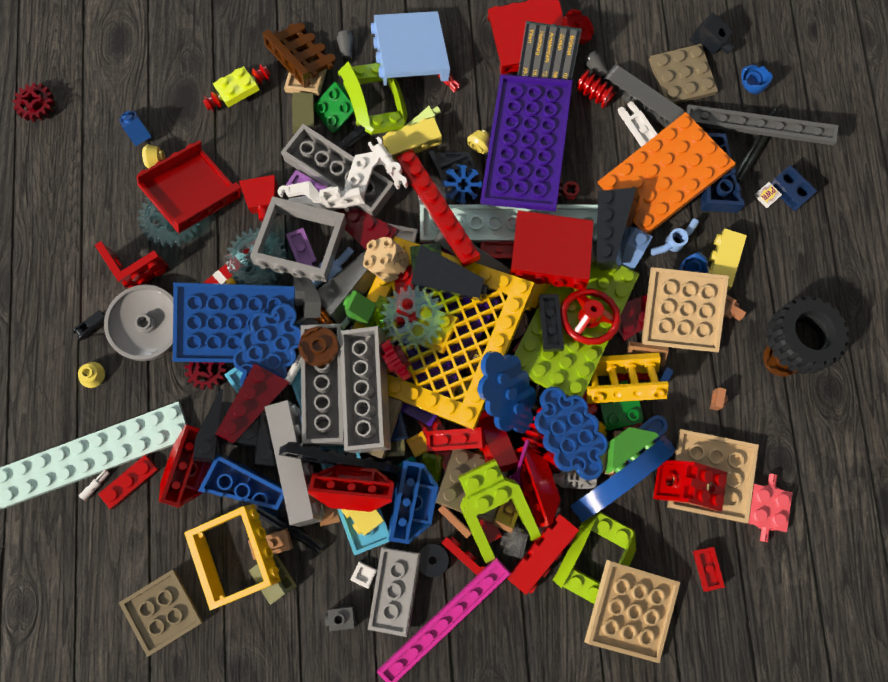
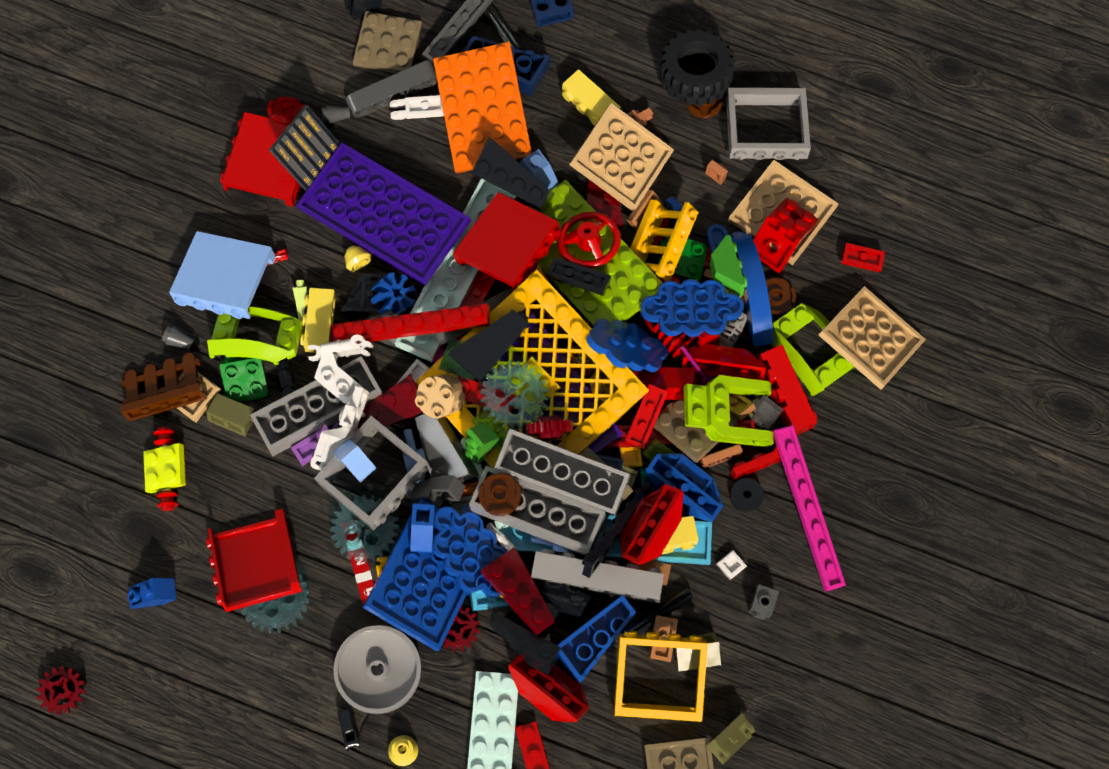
camera: 70 degrees left, 5 degrees down
(136, 274) = (312, 670): red bracket -> none
(151, 155) = (196, 586): light yellow cone -> none
(207, 642) = (731, 738): none -> olive hinge
(259, 193) = (300, 495): red torso -> none
(263, 297) = (422, 528): none -> blue slope
(298, 217) = (354, 460): none -> light blue slope
(301, 247) = (380, 480): medium lavender plate -> none
(394, 592) = (760, 542): light grey plate -> none
(571, 184) = (454, 196): red bush -> none
(595, 89) = (360, 126): red piece -> none
(630, 507) = (781, 296): none -> reddish brown tile
(680, 233) = (549, 124): light blue piece -> none
(695, 263) = (582, 127): blue hair -> none
(767, 194) = (546, 32): tile -> none
(770, 508) = (833, 179): coral plate -> none
(814, 408) = (767, 96): none -> light grey window

